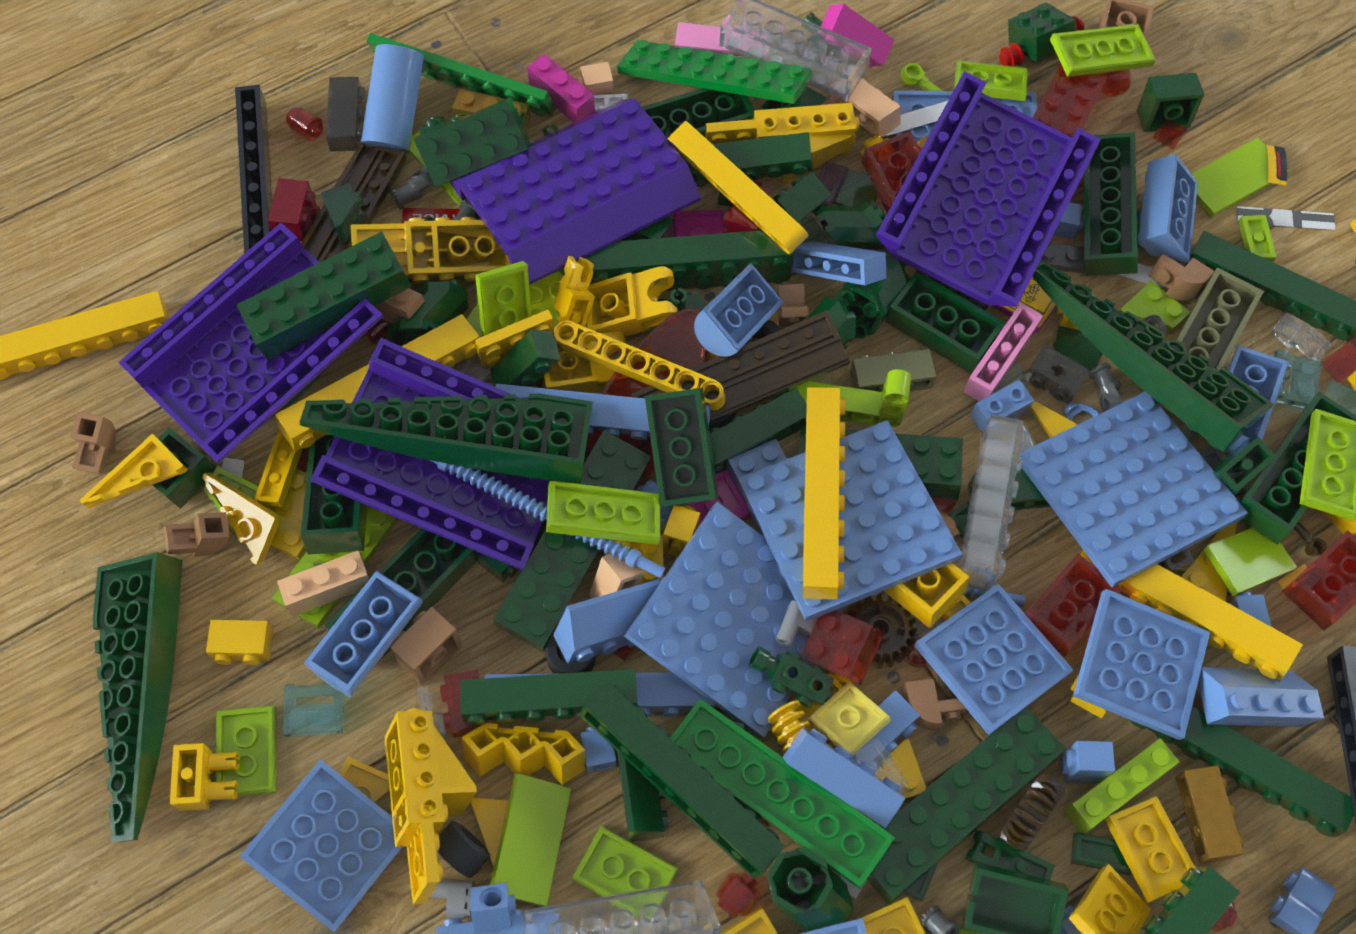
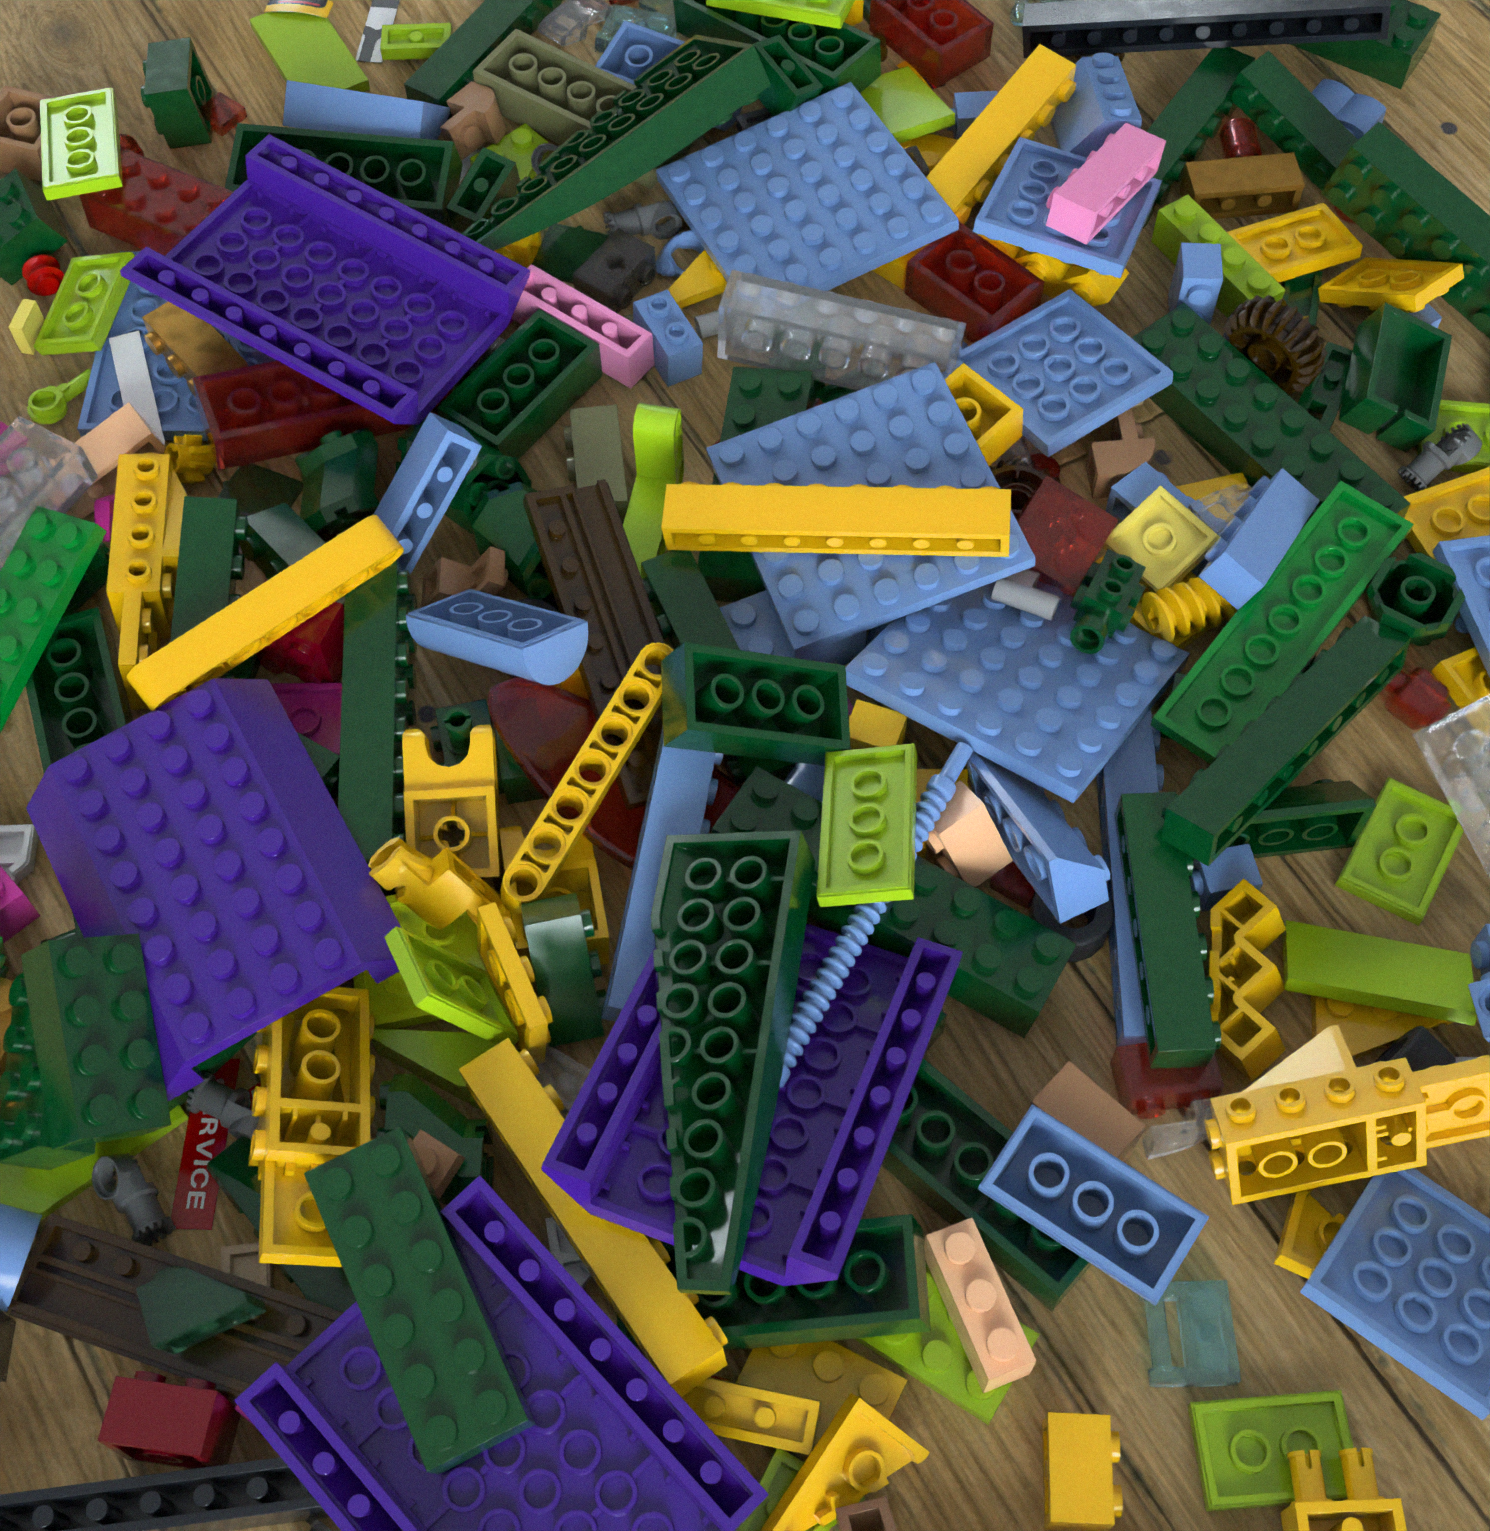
camera: 85 degrees left, 5 degrees down
(970, 53) = (26, 325): none -> light yellow tile
(1110, 284) = (486, 183): none -> dark green brick
(1159, 684) = (1104, 183): none -> bright pink brick
(1256, 818) = (1240, 139): none -> clear red brick
(1278, 857) = (1292, 117): none -> dark green brick

